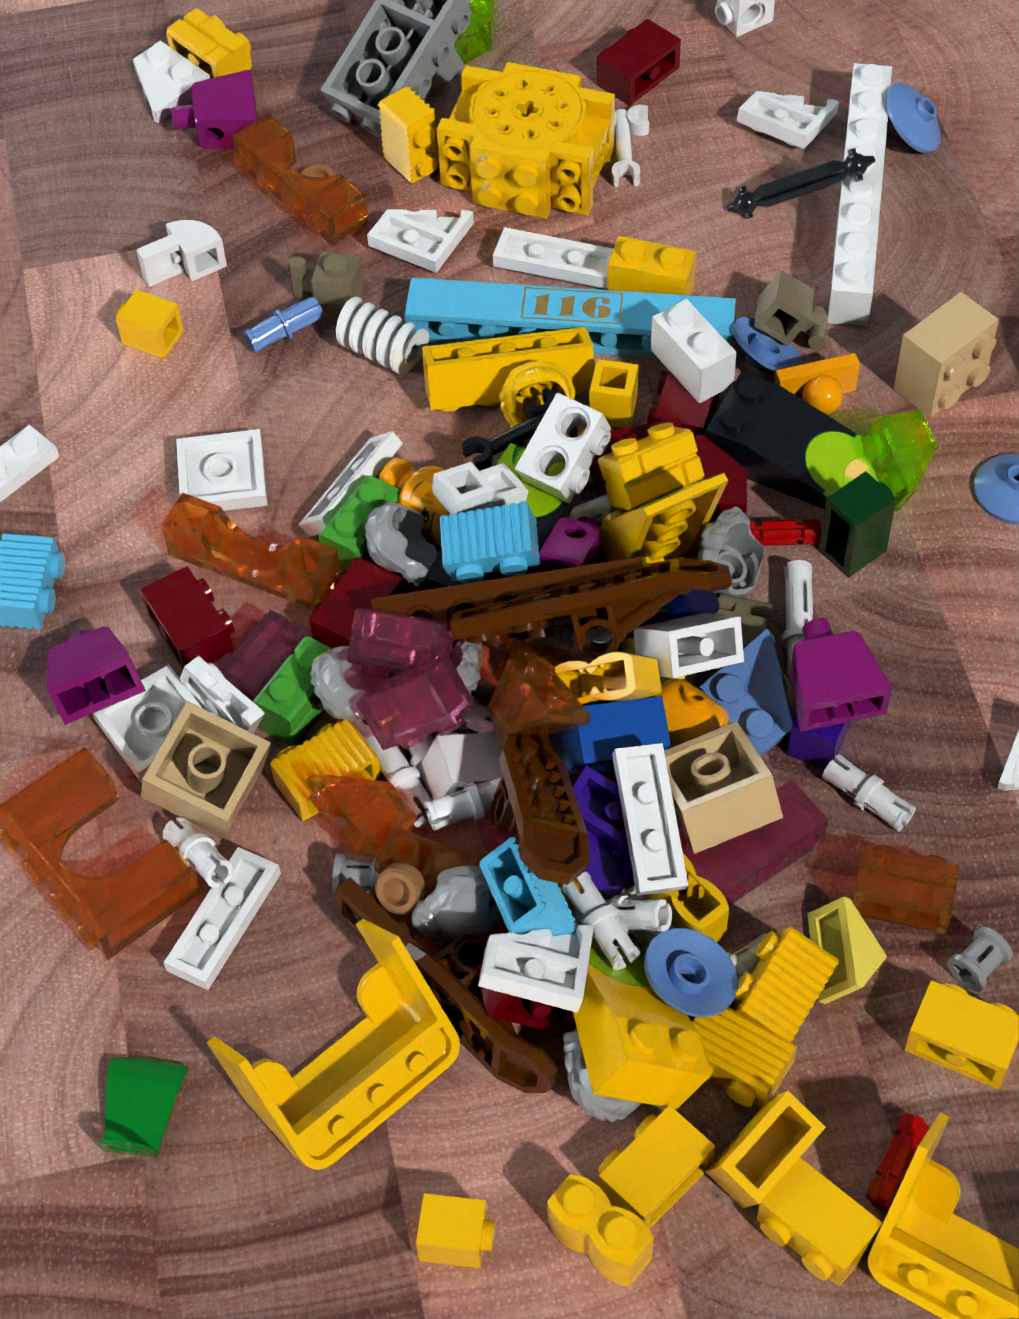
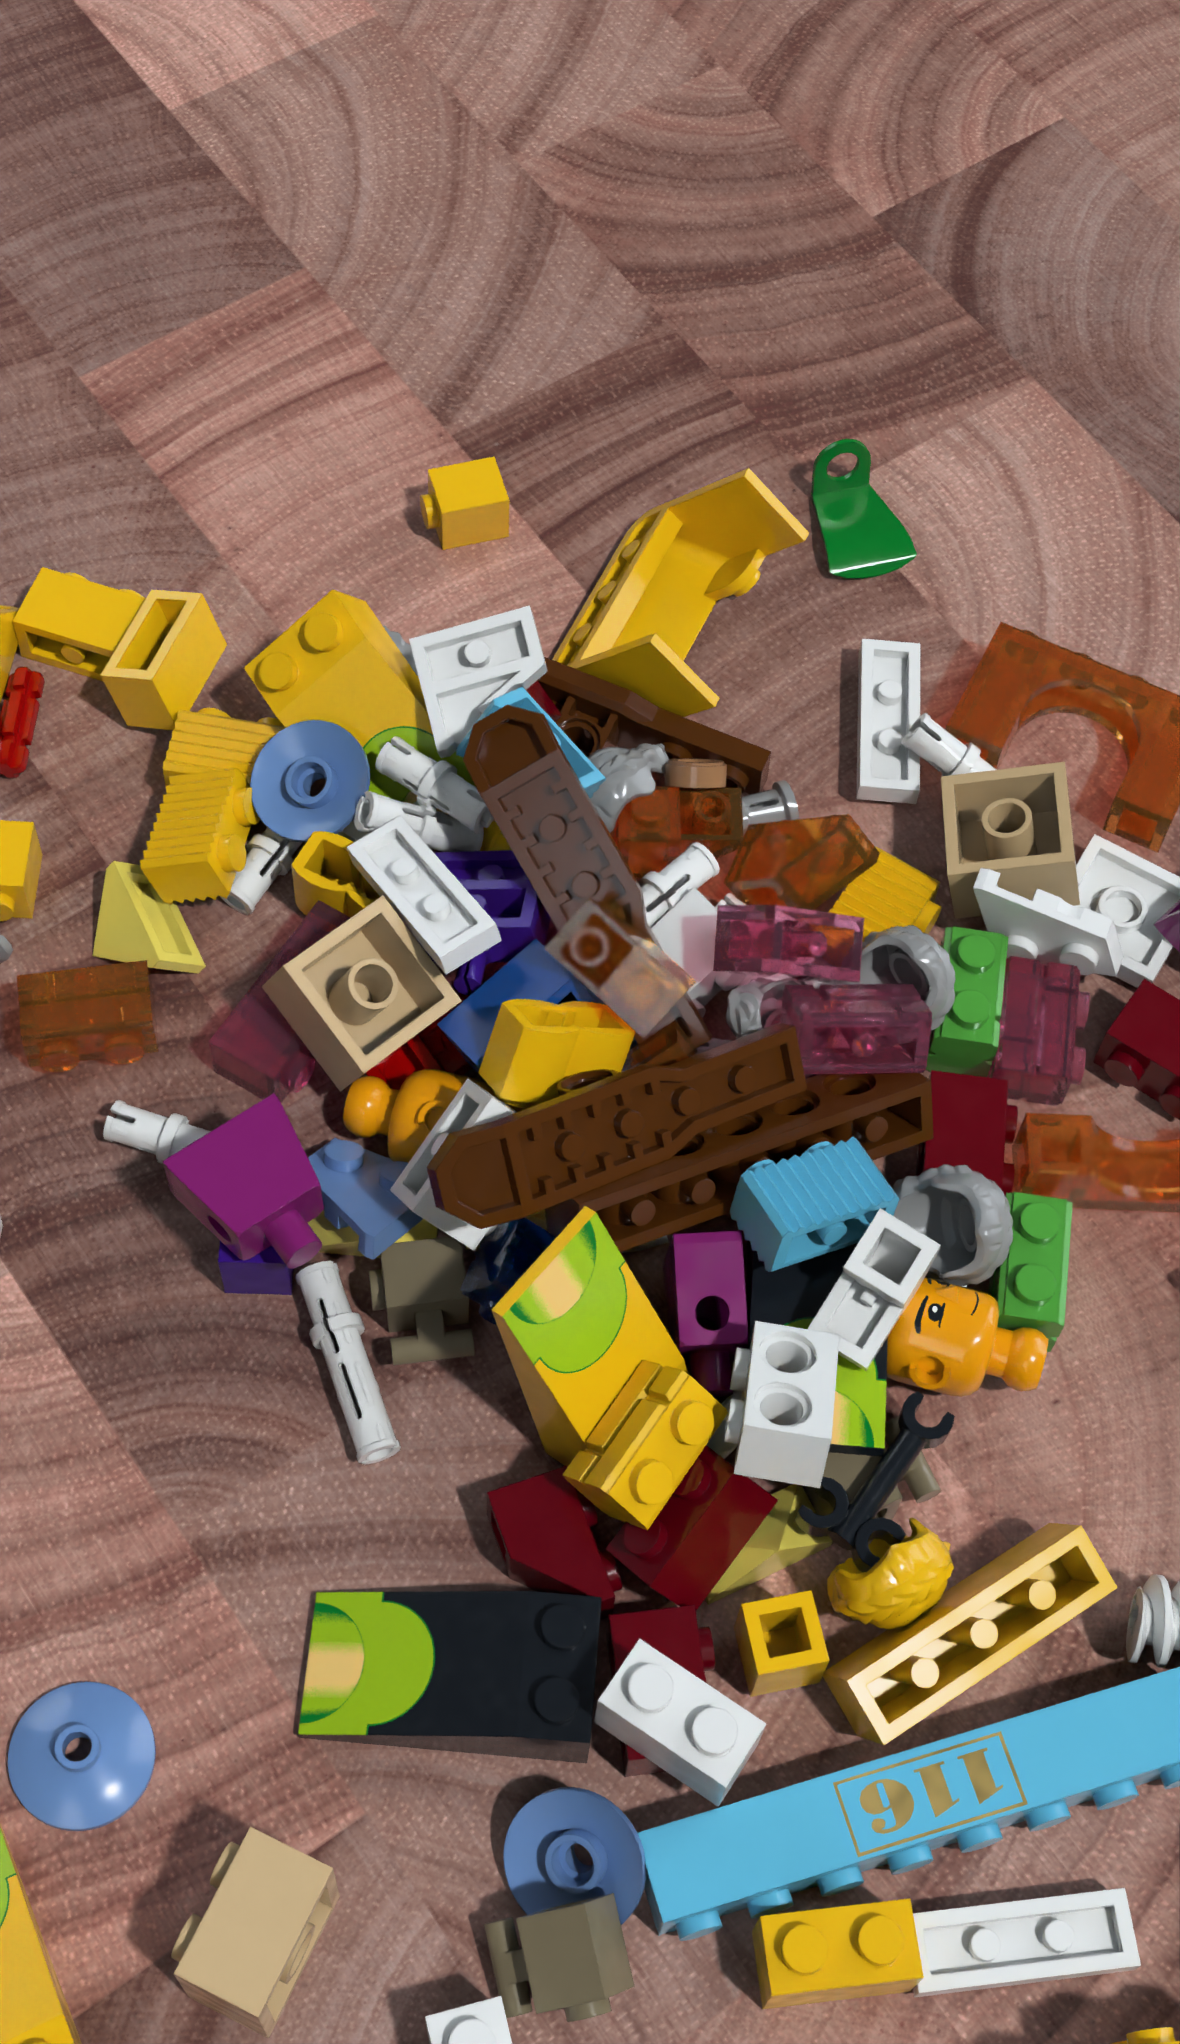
camera: 150 degrees right, 5 degrees up
(368, 461) = (1089, 1349): white plate -> none
(588, 1224) = (315, 543): yellow brick -> none
(656, 1166) = (272, 603): yellow brick -> none
(732, 544) = (477, 1399): light grey hair -> none
(787, 532) = (428, 1512): red axle -> none
(821, 381) = (460, 1815): light orange tile -> none
(857, 523) = (306, 1518): dark green brick -> none
(900, 452) = (277, 1710): clear neon green slope -> none

